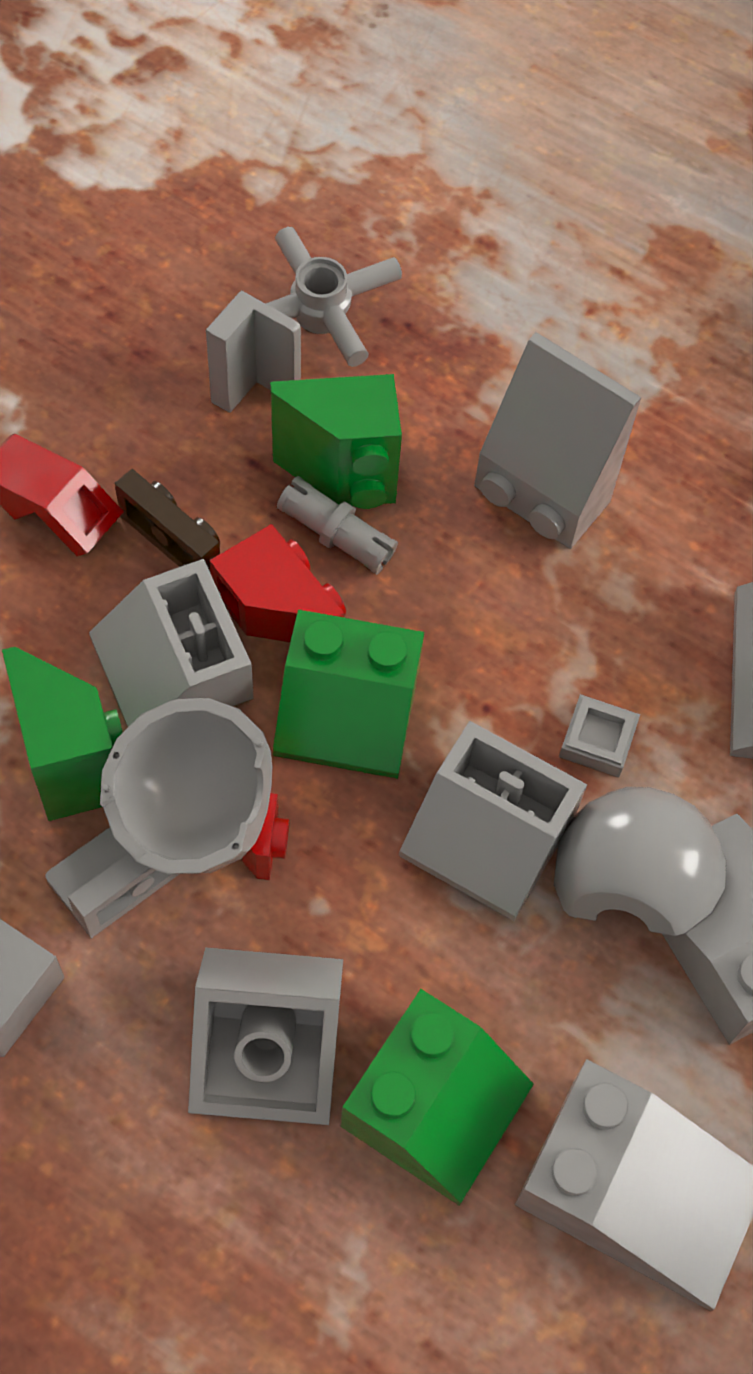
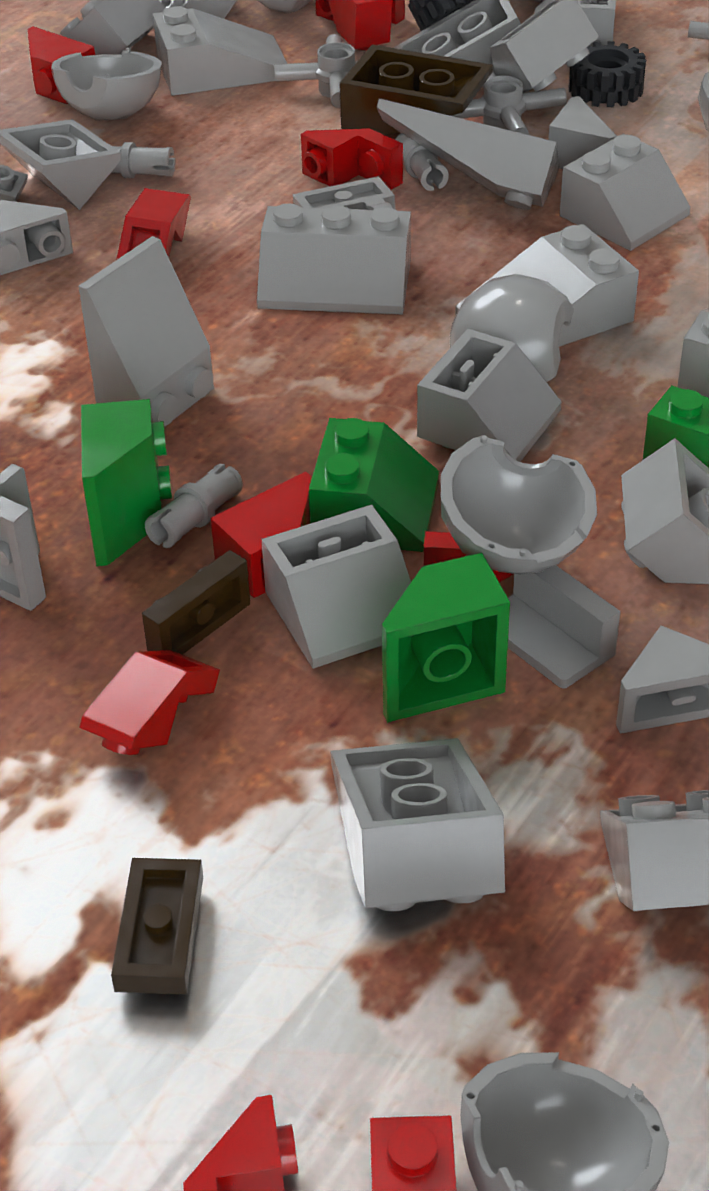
camera: 85 degrees left, 20 degrees down
(599, 735) = (394, 368): light grey tile -> none

